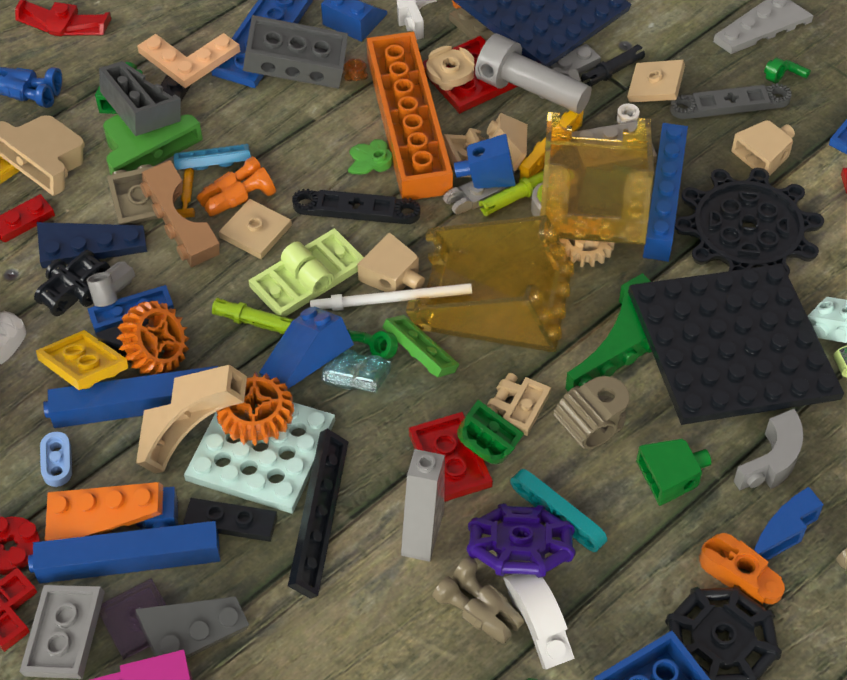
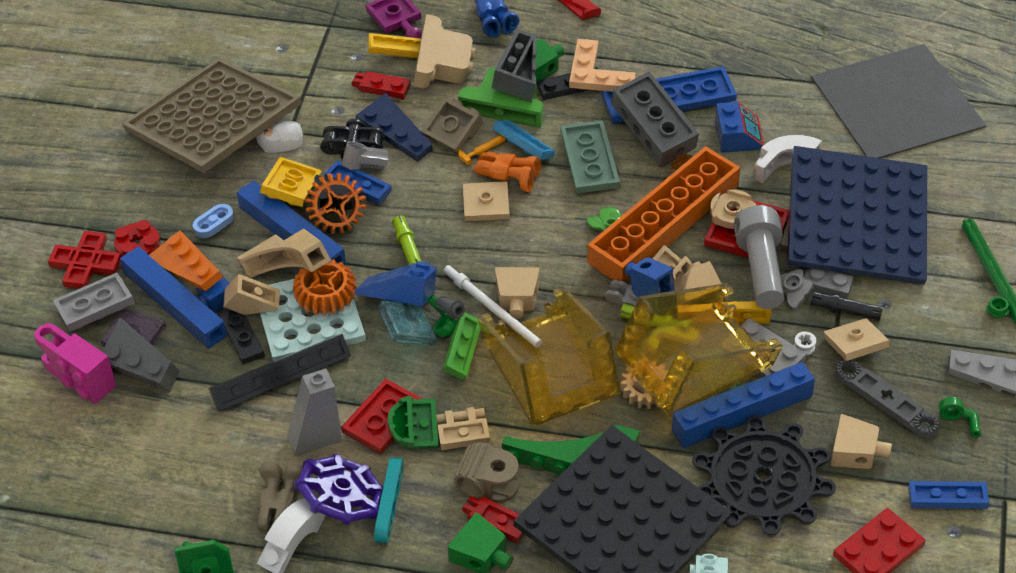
camera: 55 degrees right, 5 degrees down
(194, 239) = (460, 130): medium nougat arch -> none
(205, 479) = (250, 296): none -> tan slope
(281, 125) = (589, 157): none -> sand green plate
(306, 272) = (470, 248): yellowish green plate -> none
(341, 204) = (564, 250): black piece -> none
(375, 324) = (454, 308): none -> dark grey pin
(653, 431) = (496, 514): none -> red hinge

